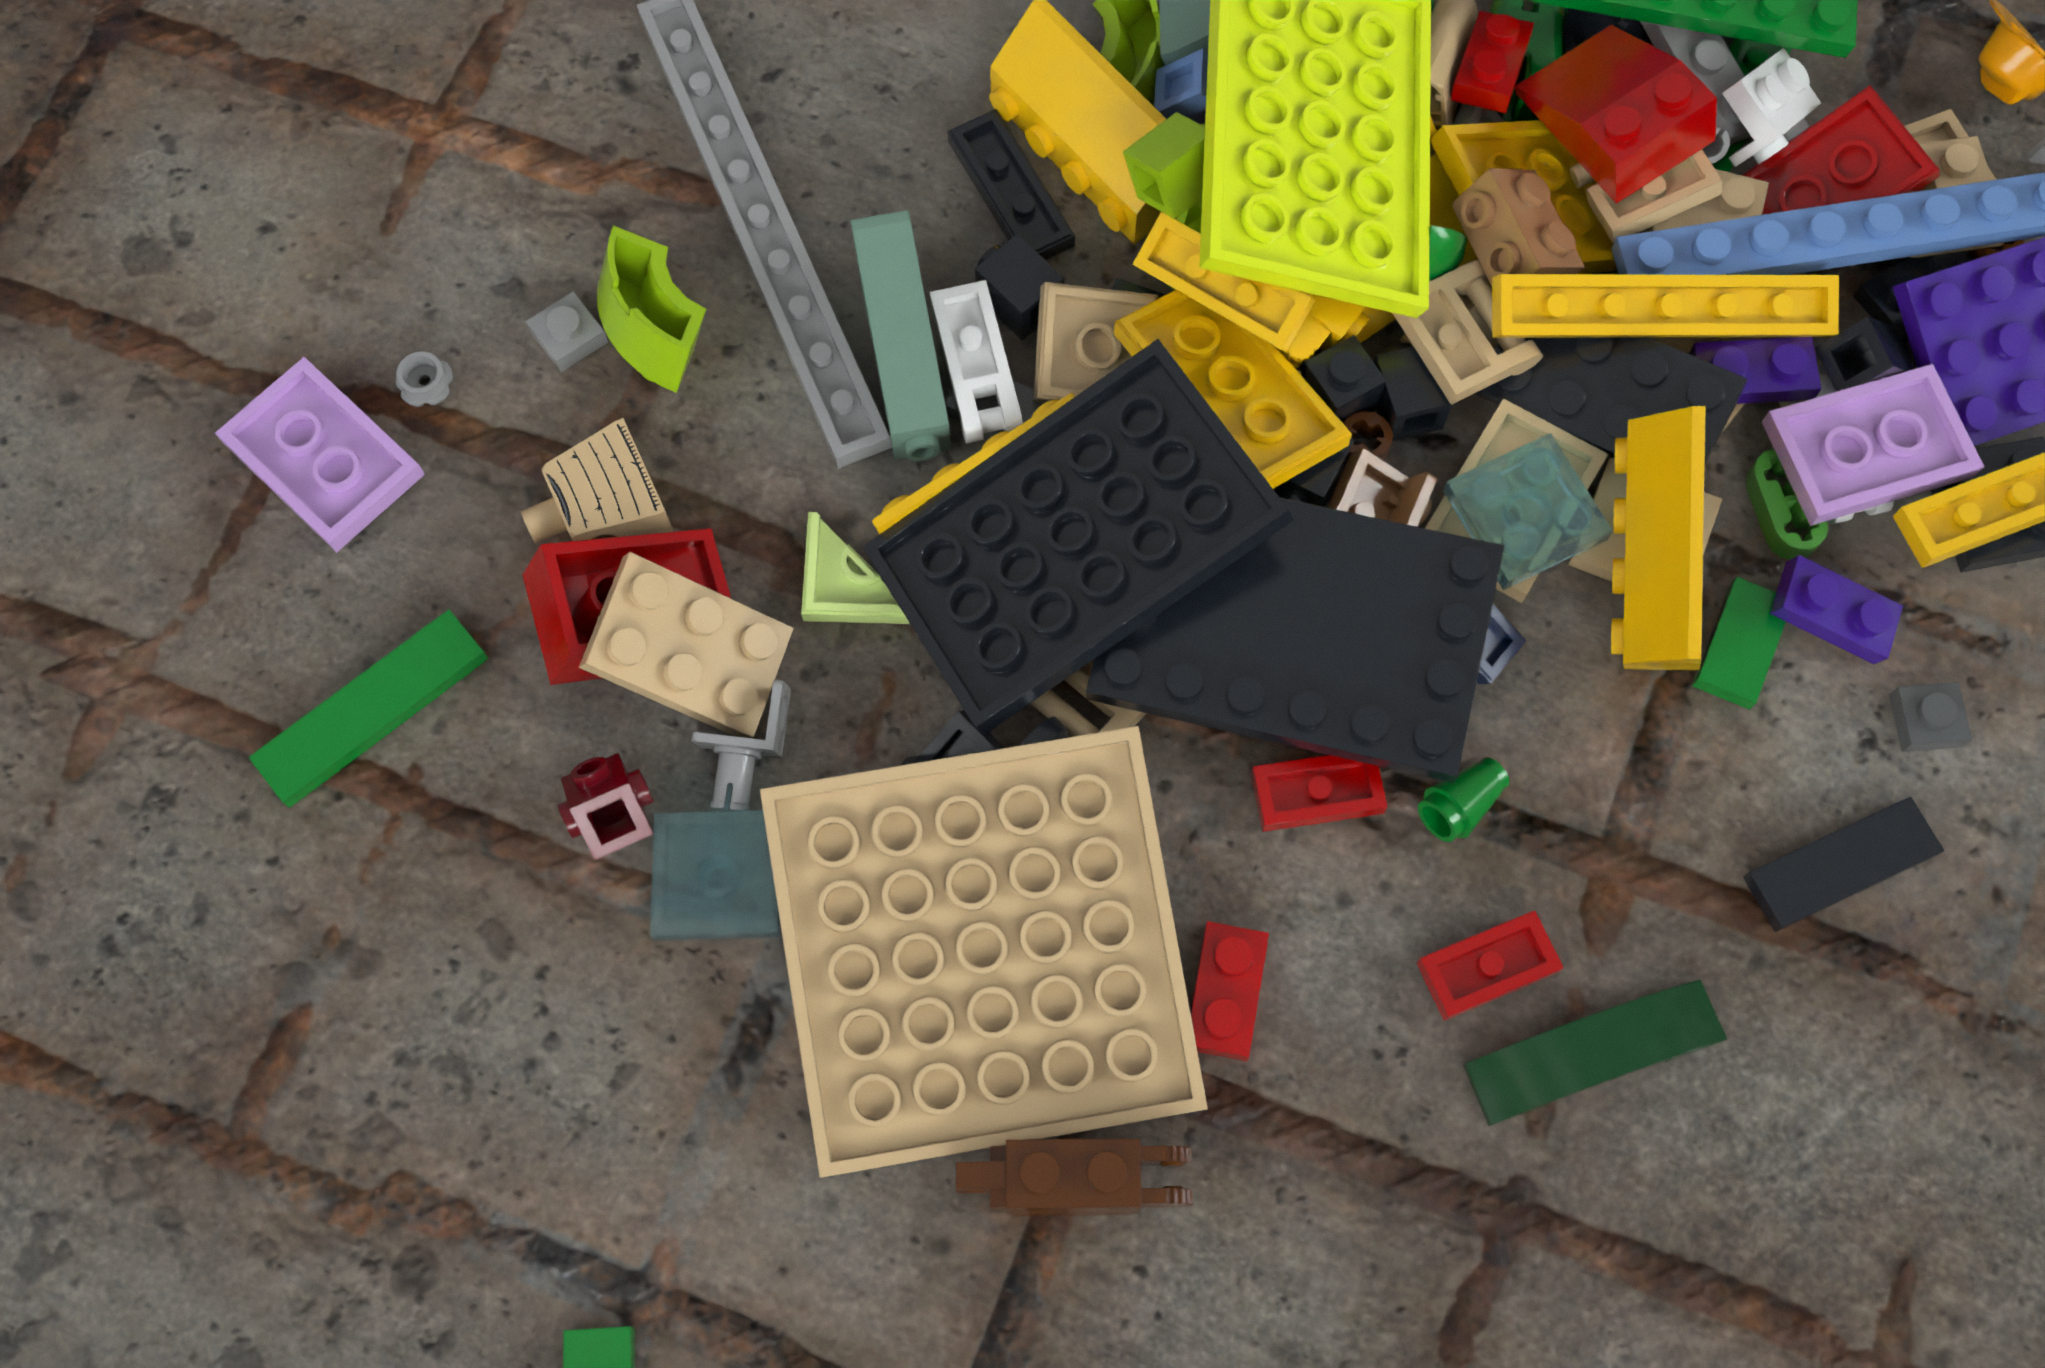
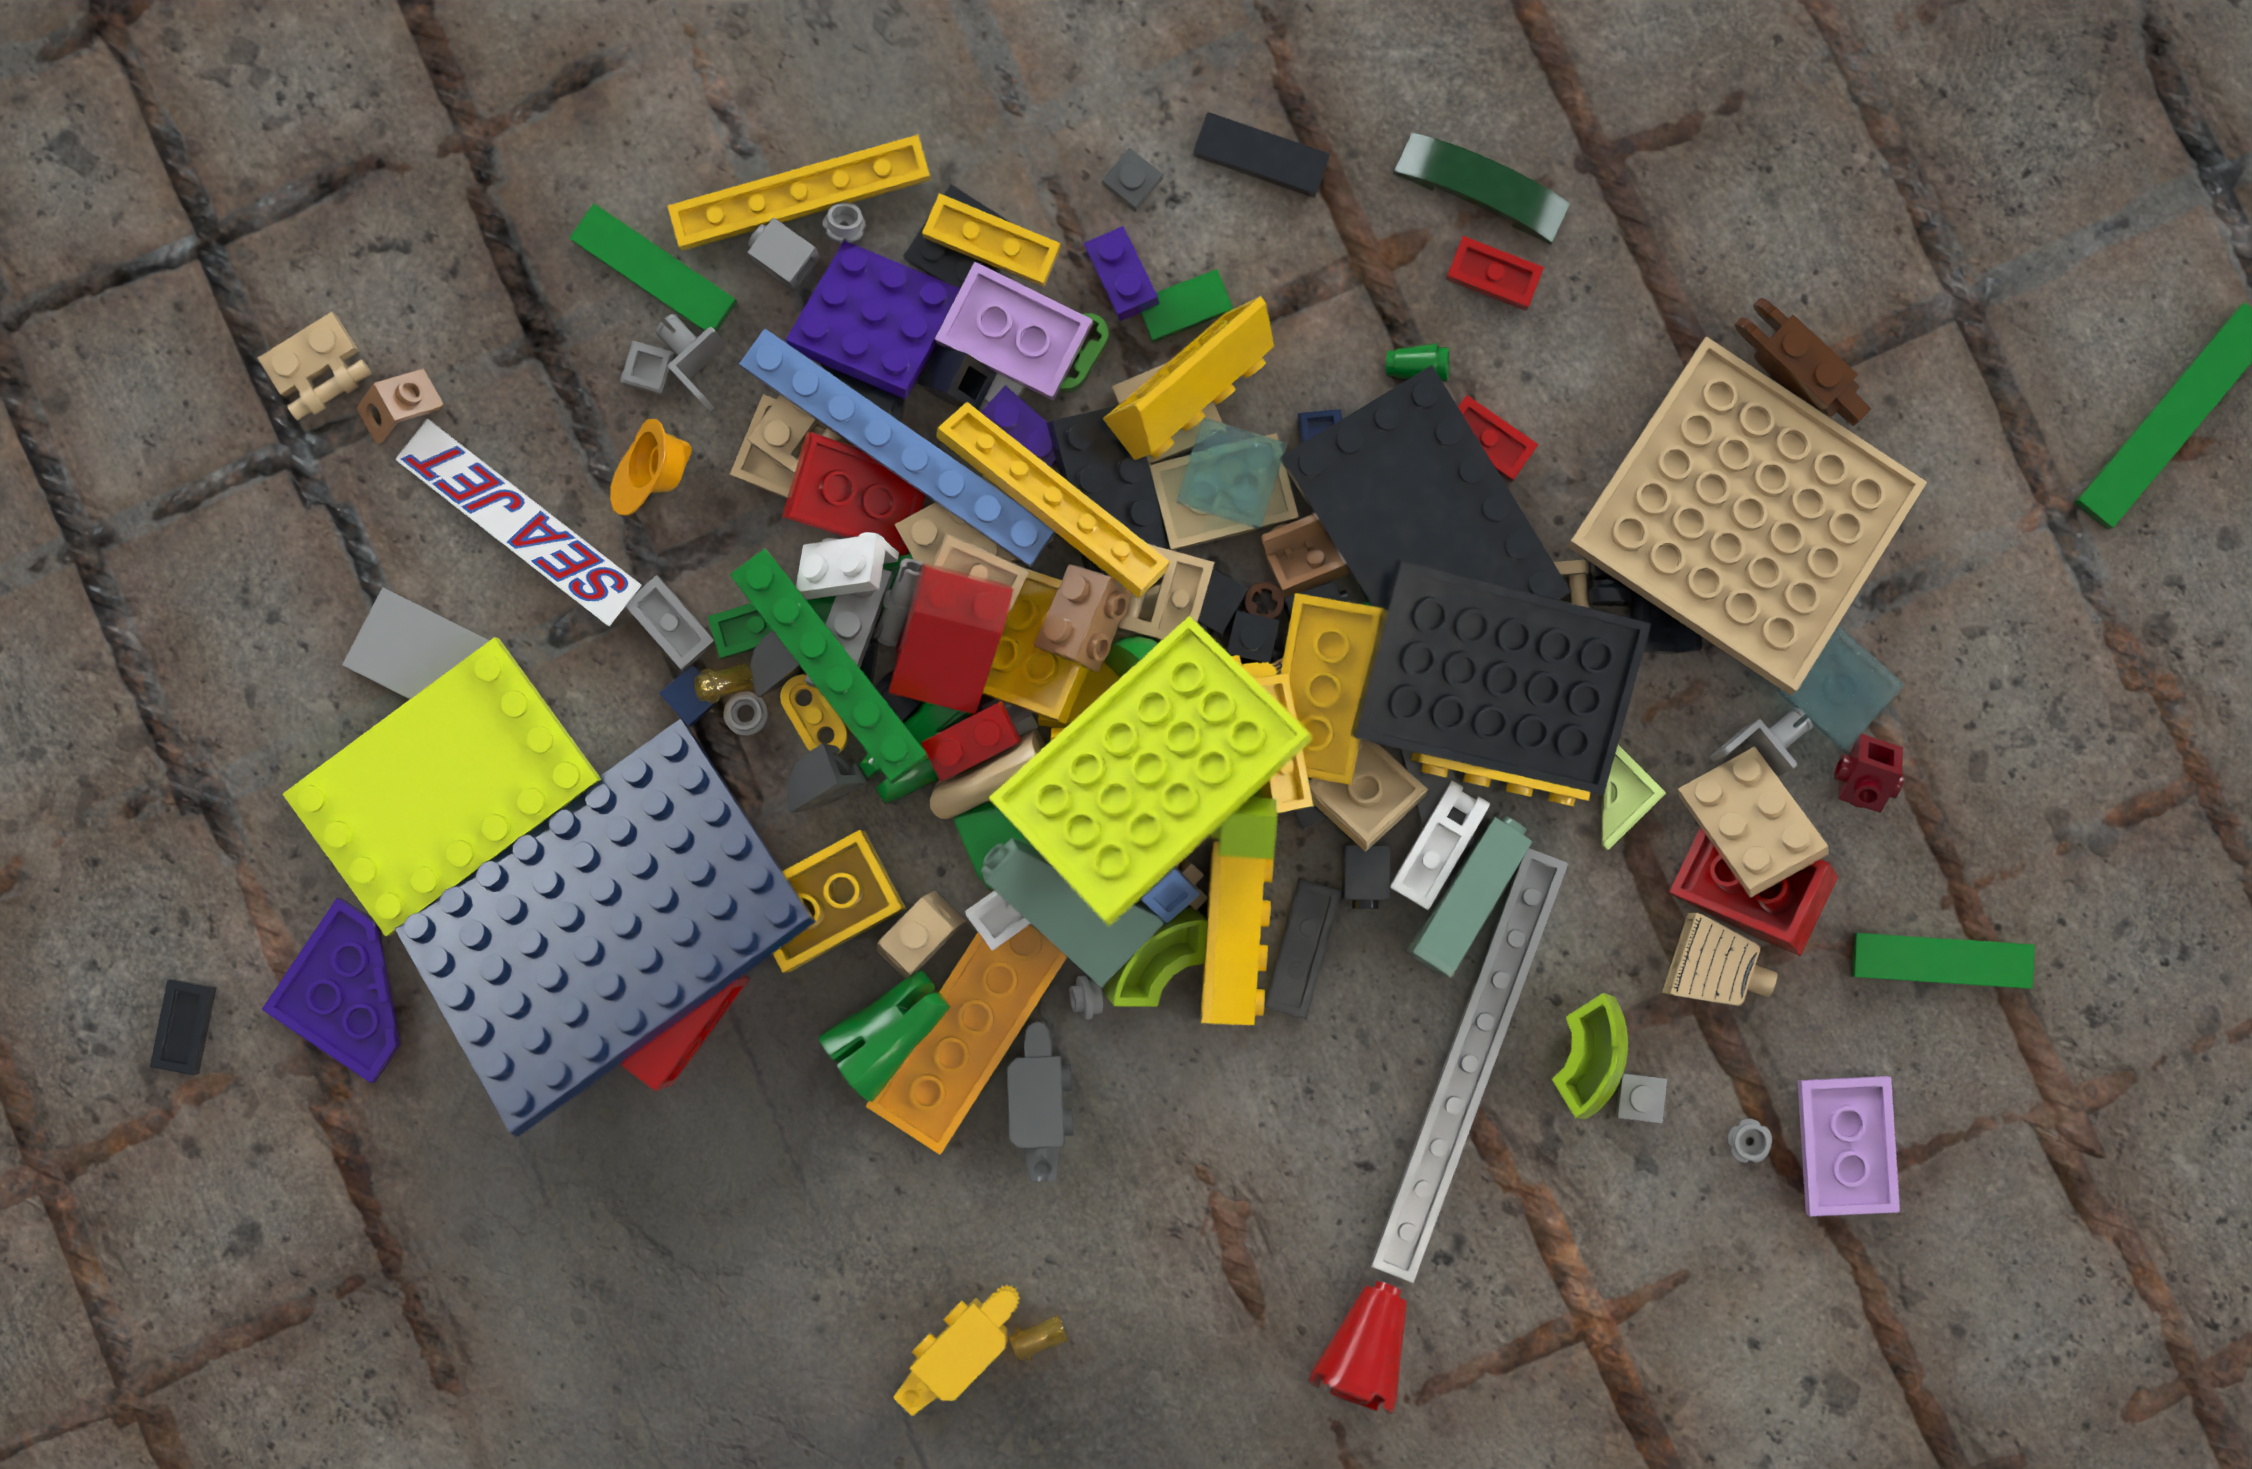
camera: 130 degrees left, 15 degrees up
(1228, 989) = (1633, 387): red plate -> none

